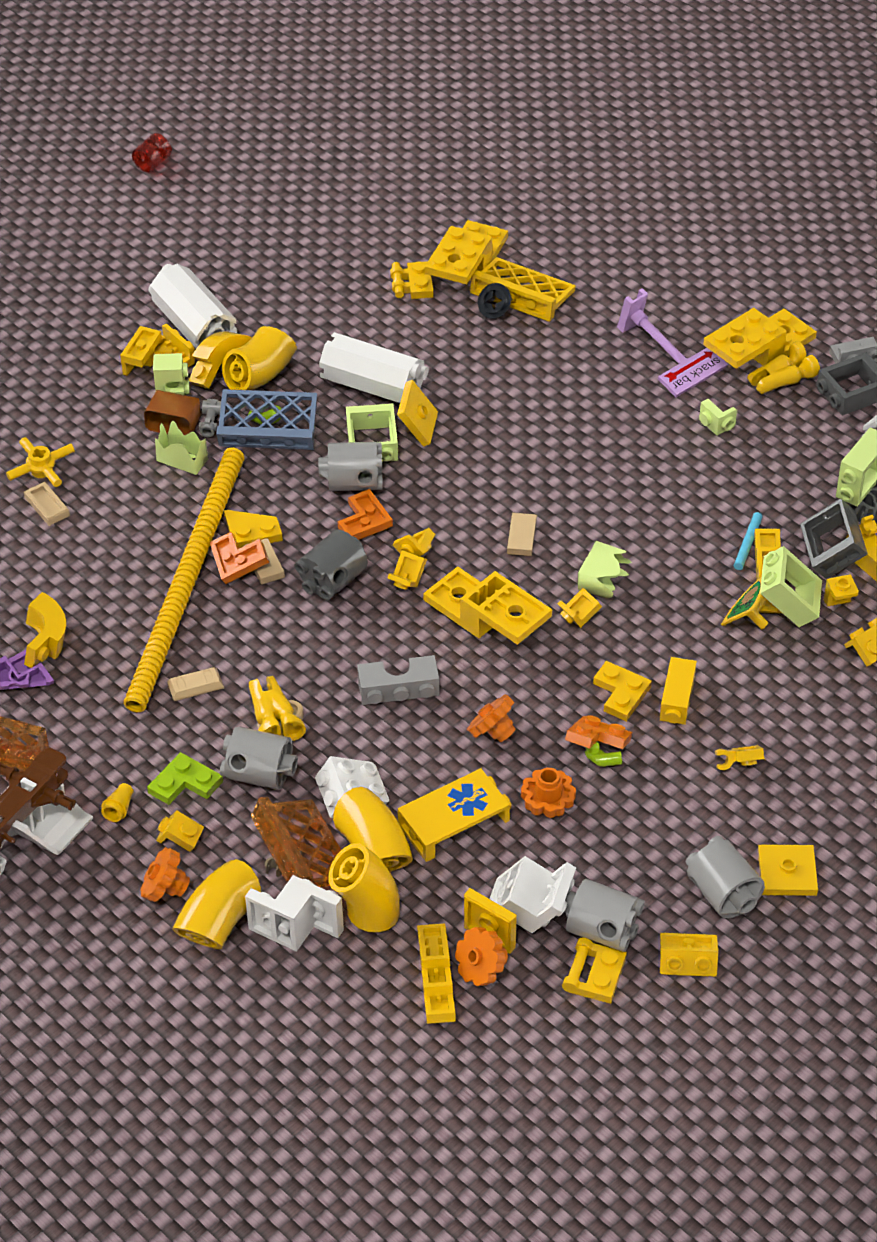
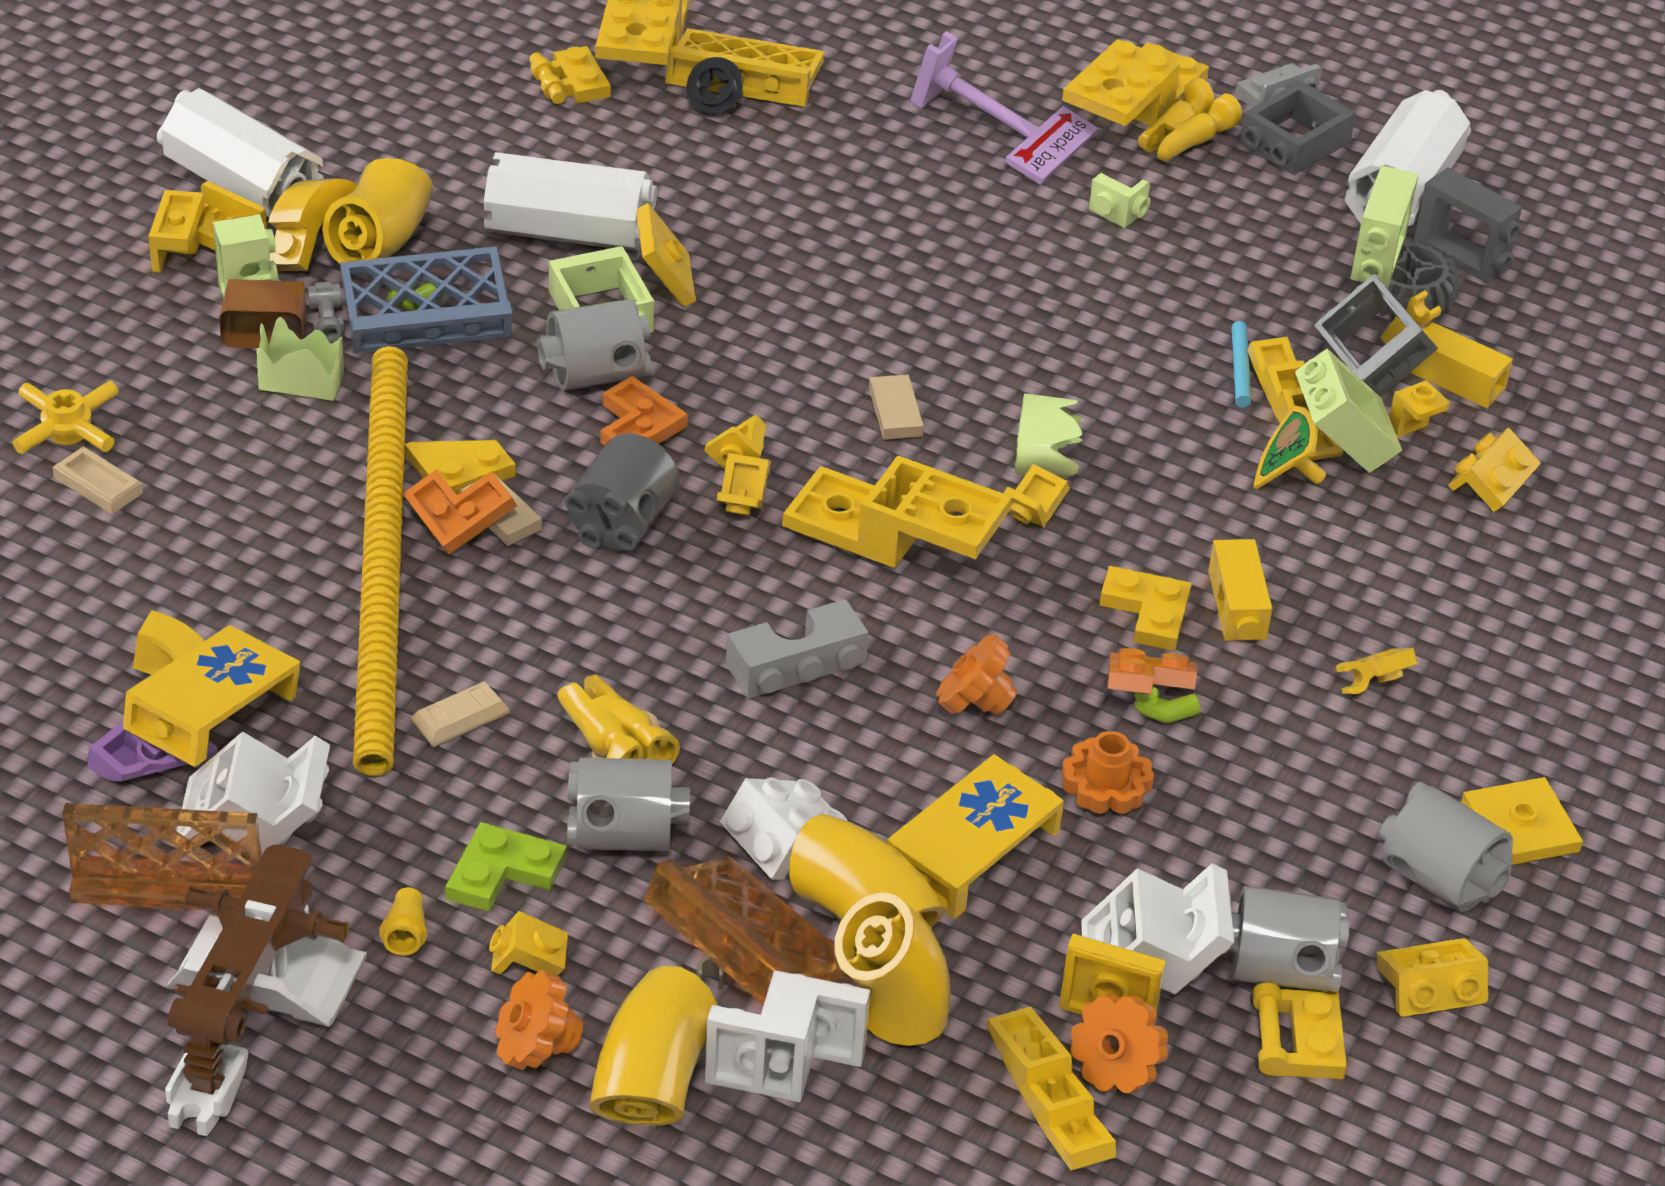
camera: 20 degrees left, 5 degrees down
(55, 644) = (204, 688): none -> yellow panel
(63, 711) = (261, 781): none -> white bracket

